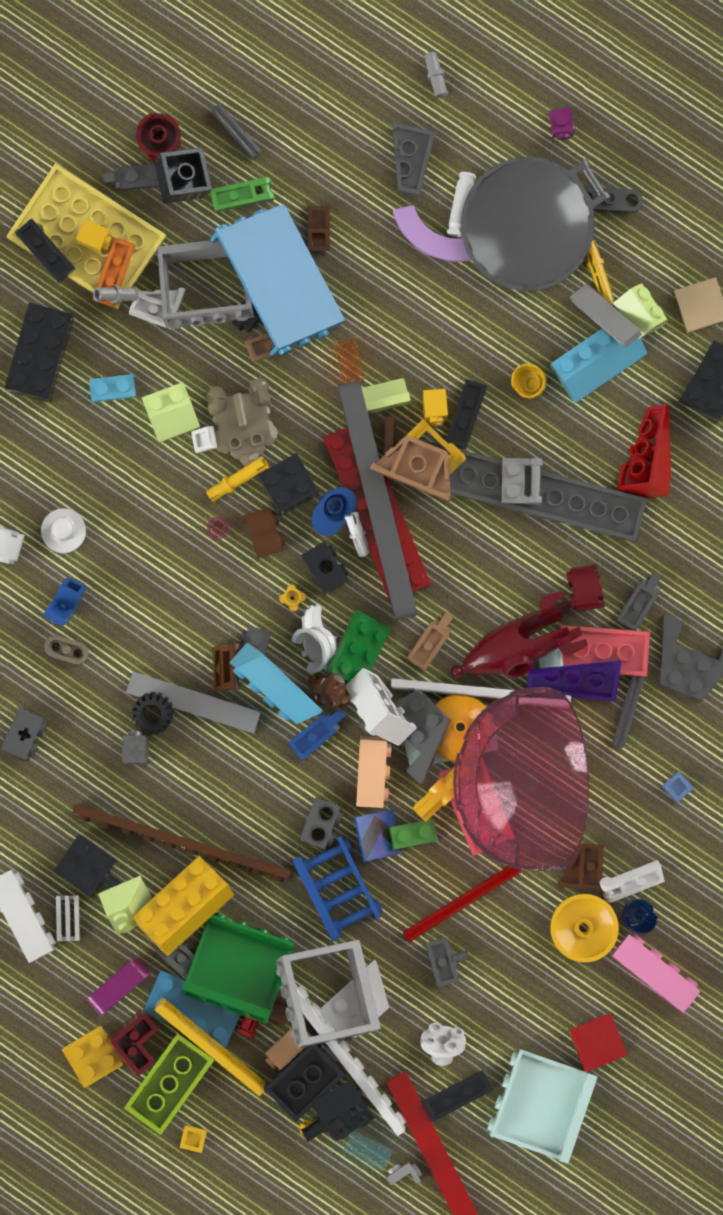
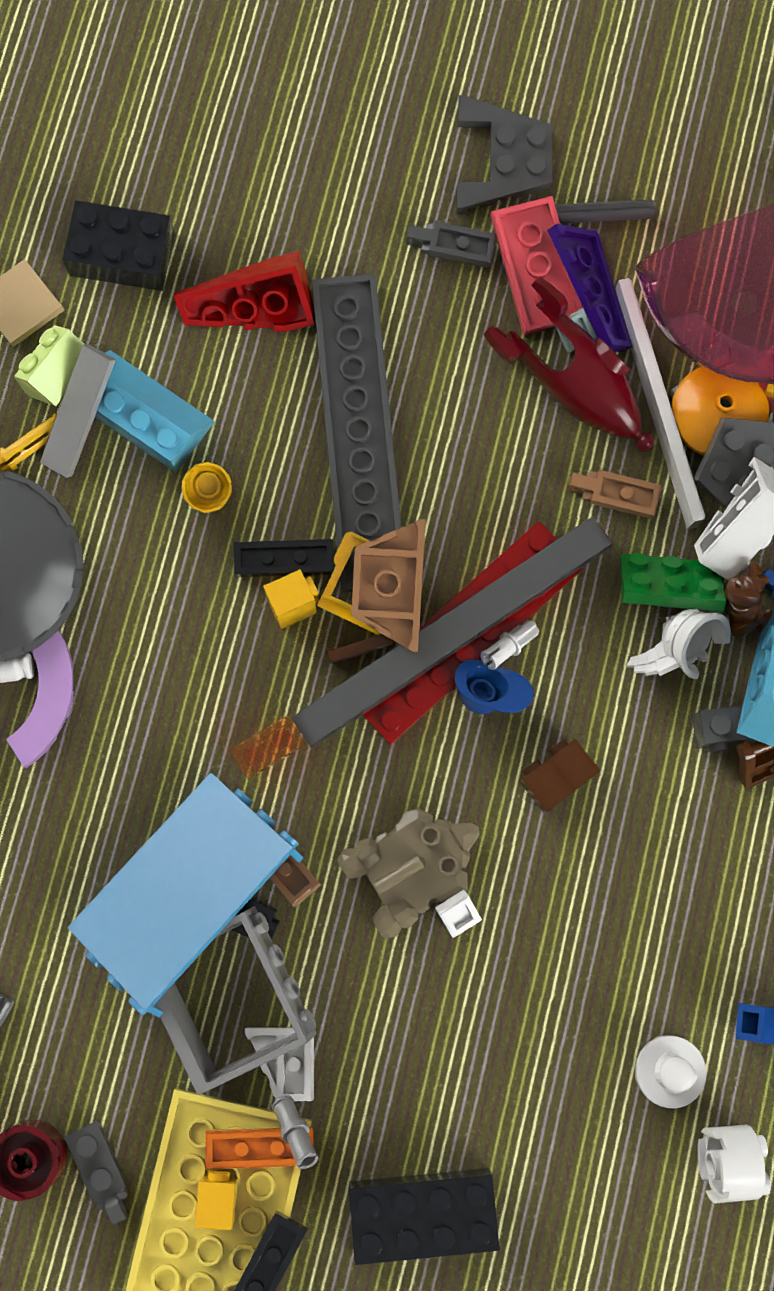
camera: 110 degrees left, 5 degrees down
(112, 388) = (432, 1081): medium azure plate -> none
(171, 412) = (438, 978): yellowish green slope -> none
(182, 175) = (74, 1098): black brick -> none
(221, 521) = (587, 845): clear pink plate -> none
(230, 483) = (509, 850): yellow pin -> none
(241, 194) = (74, 998): bright green plate -> none
(288, 484) = (478, 766): black brick -> none
(292, 591) = (641, 700): yellow plate -> none
(318, 228) = (86, 864): reddish brown slope -> none
(326, 581) = (591, 660): black brick -> none
(386, 396) = (296, 676): yellowish green panel -> none
(514, 481) = (353, 457): light grey plate -> none
(586, 588) = (465, 310): dark red brick -> none
(677, 787) = (673, 120): medium blue tile -> none

